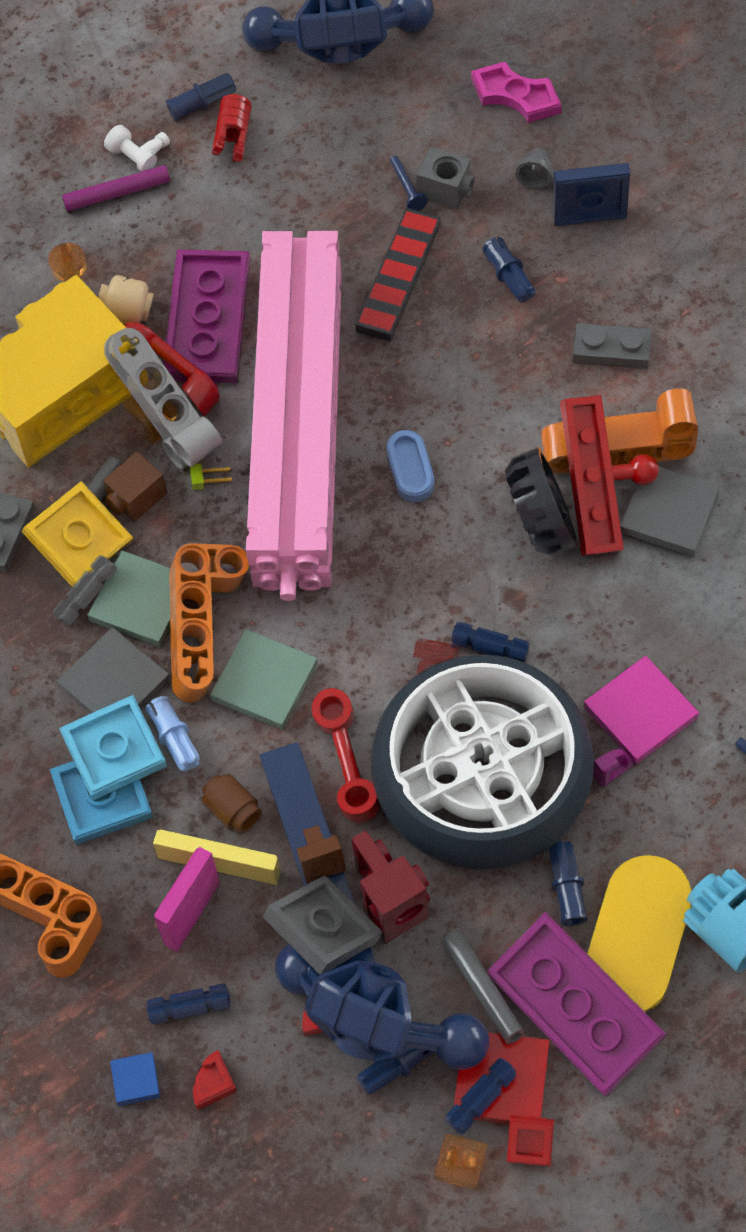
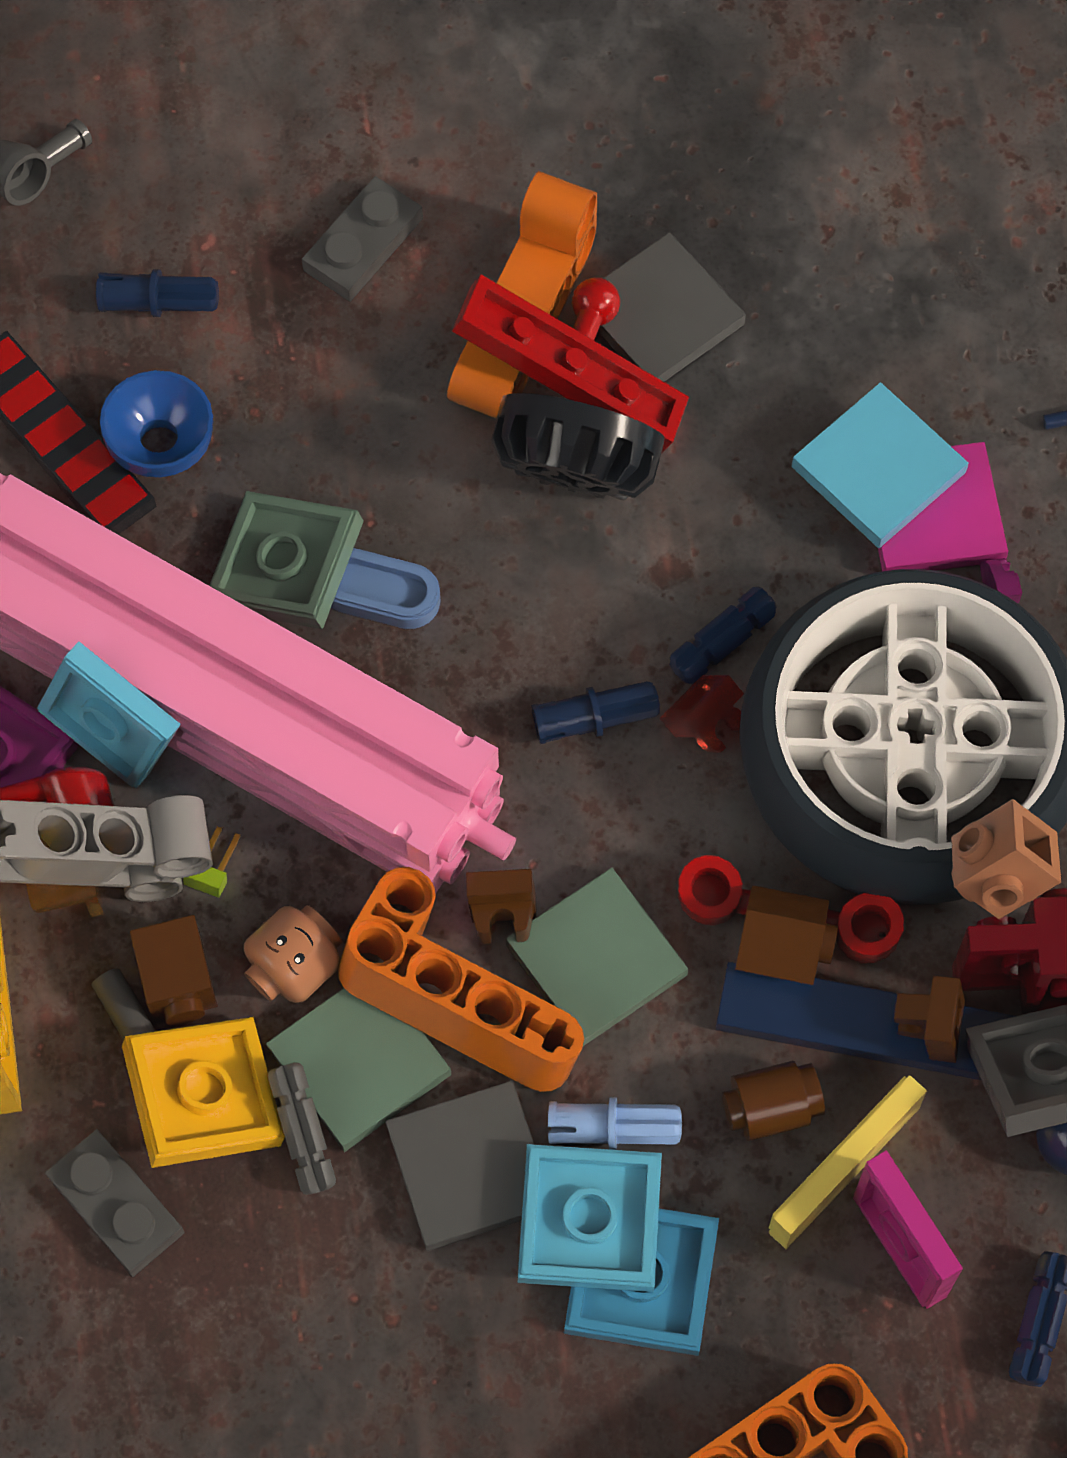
camera: 65 degrees left, 5 degrees up
(170, 530) = (292, 954): none -> nougat head
(242, 374) = (107, 715): none -> medium azure tile
(264, 612) = (501, 897): none -> reddish brown tile
(325, 757) = (785, 935): none -> reddish brown brick
(394, 411) = (287, 557): none -> sand green tile
(402, 603) = (595, 711): none -> dark blue axle
(409, 823) = (1005, 859): none -> nougat brick
(431, 297) = (152, 402): none -> blue piece
(591, 194) = (126, 121): dark blue tile -> none
(642, 663) = (879, 465): none -> medium azure tile

